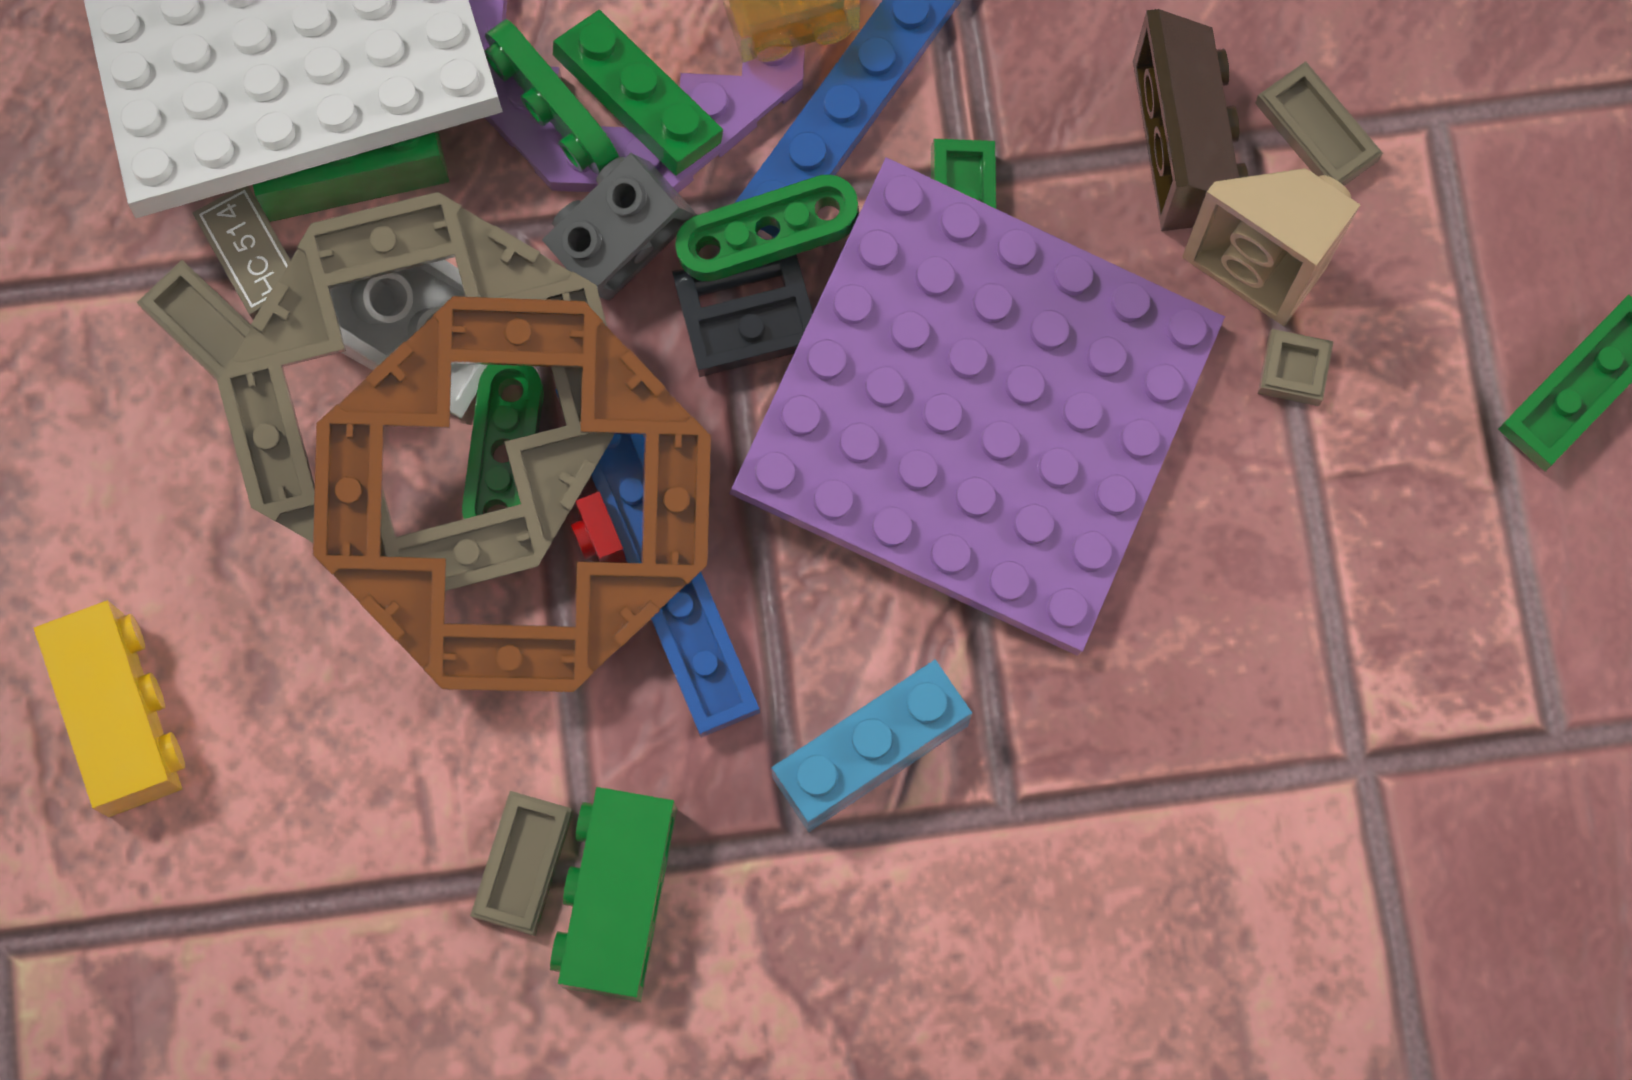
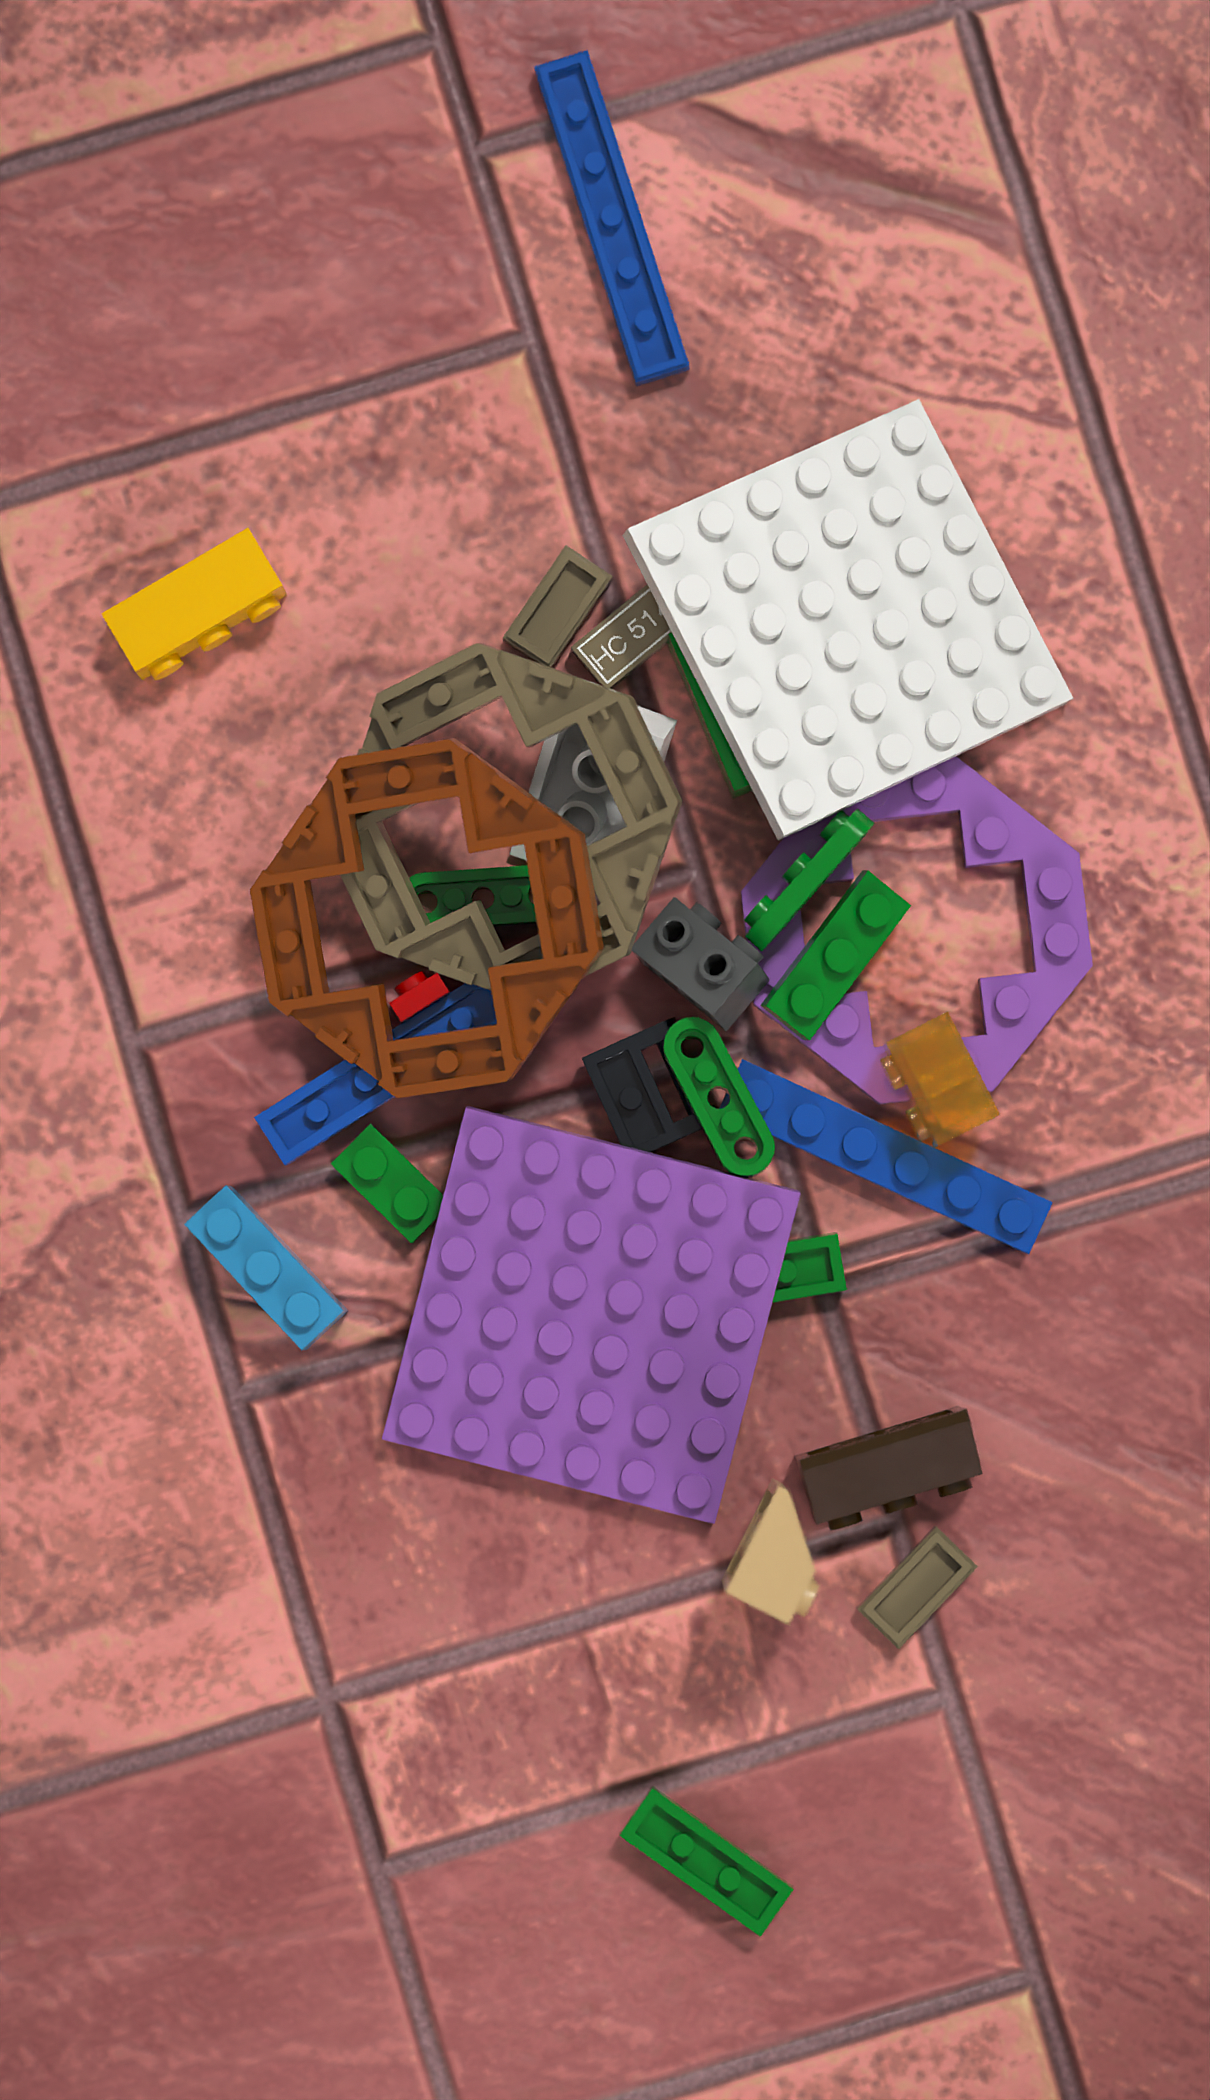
camera: 85 degrees right, 10 degrees up
(522, 863) = (123, 984): dark tan tile -> none
(614, 894) = (105, 1069): green brick -> none
(799, 601) = (390, 1183): none -> green plate
(1295, 367) = (681, 1595): dark tan tile -> none

